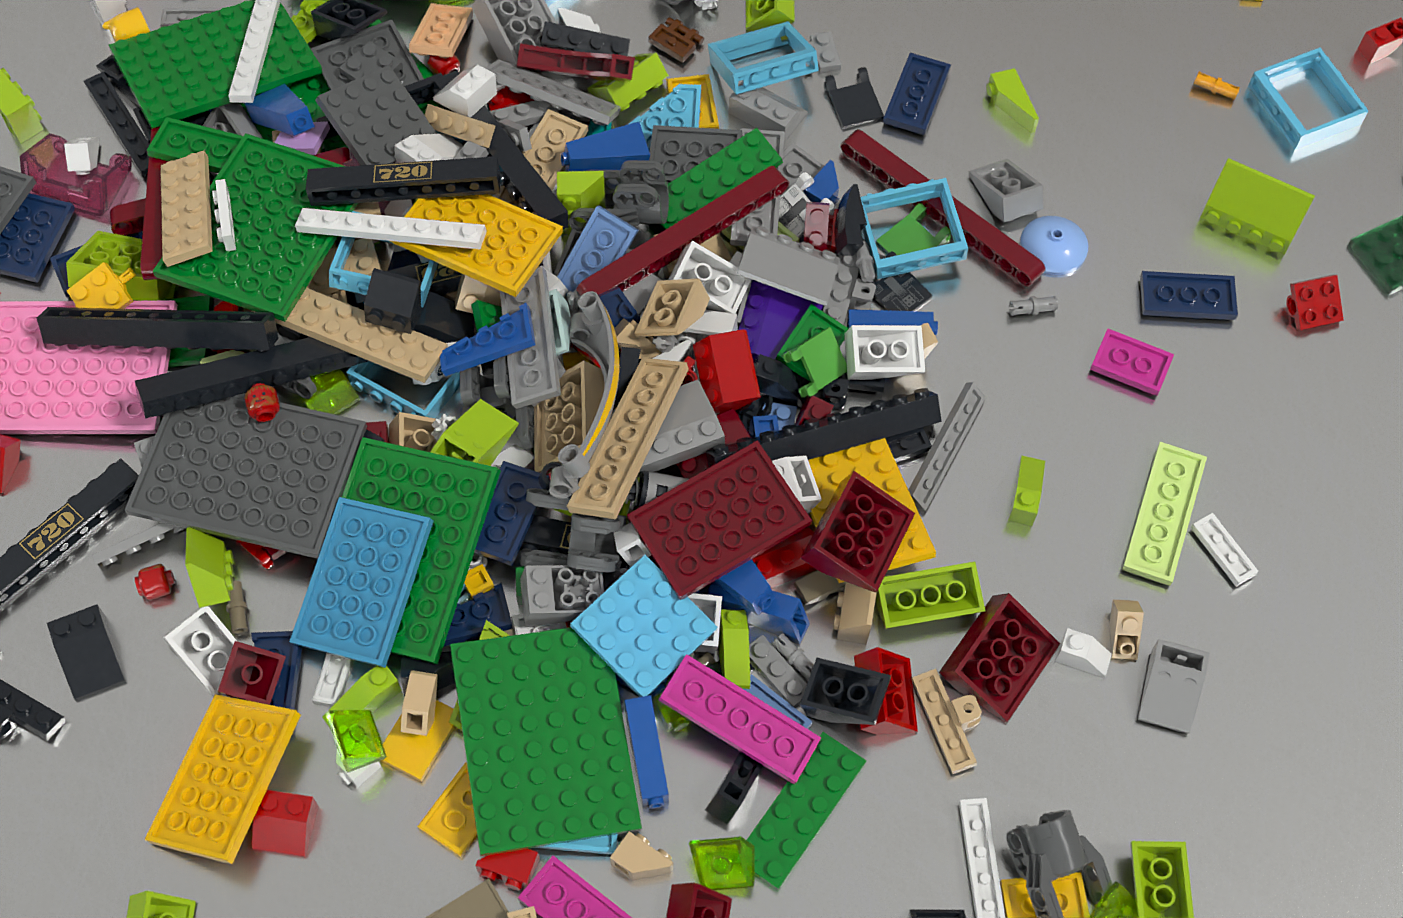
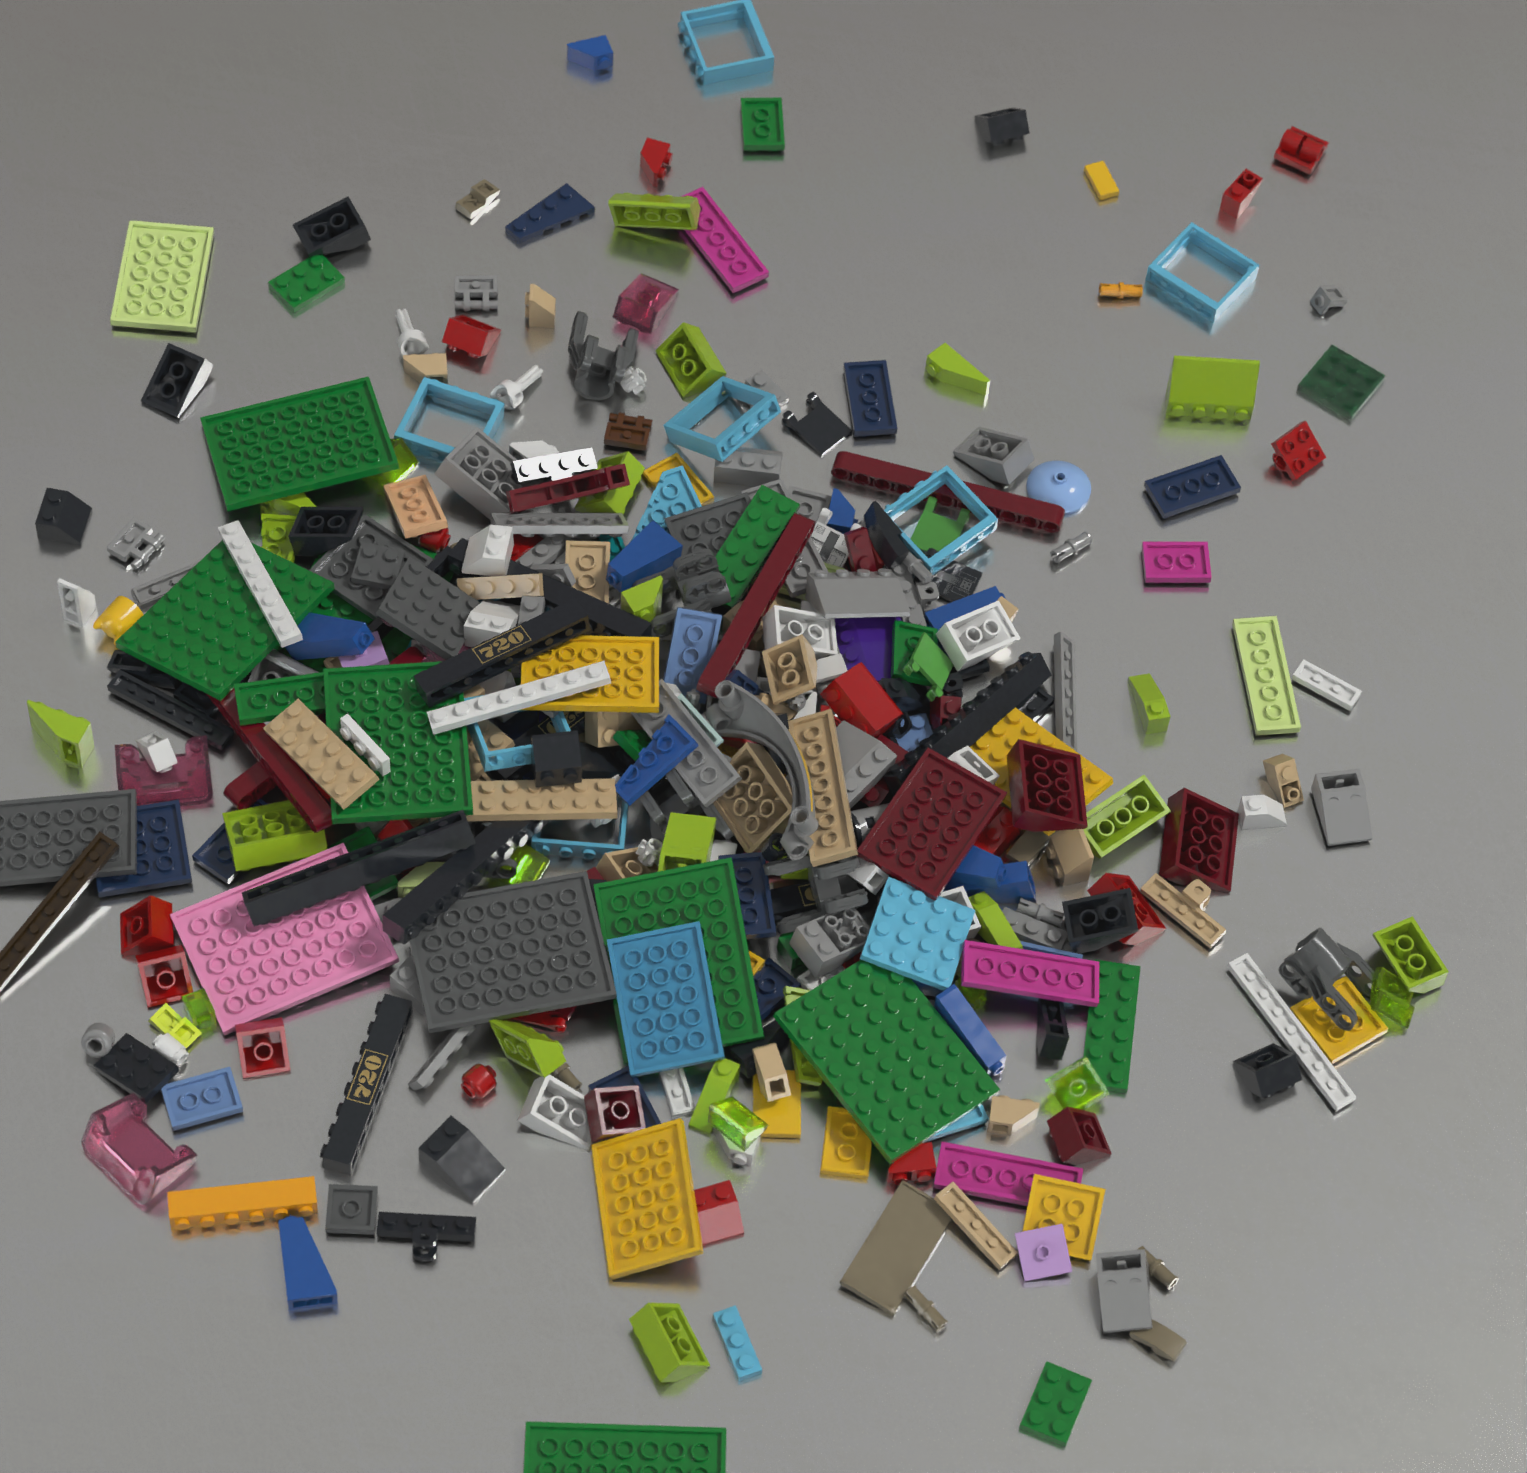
camera: 30 degrees left, 5 degrees down
(102, 289) = (279, 858): yellow plate -> none
(262, 402) = (492, 890): red head -> none
(764, 423) = (911, 738): blue plate -> none

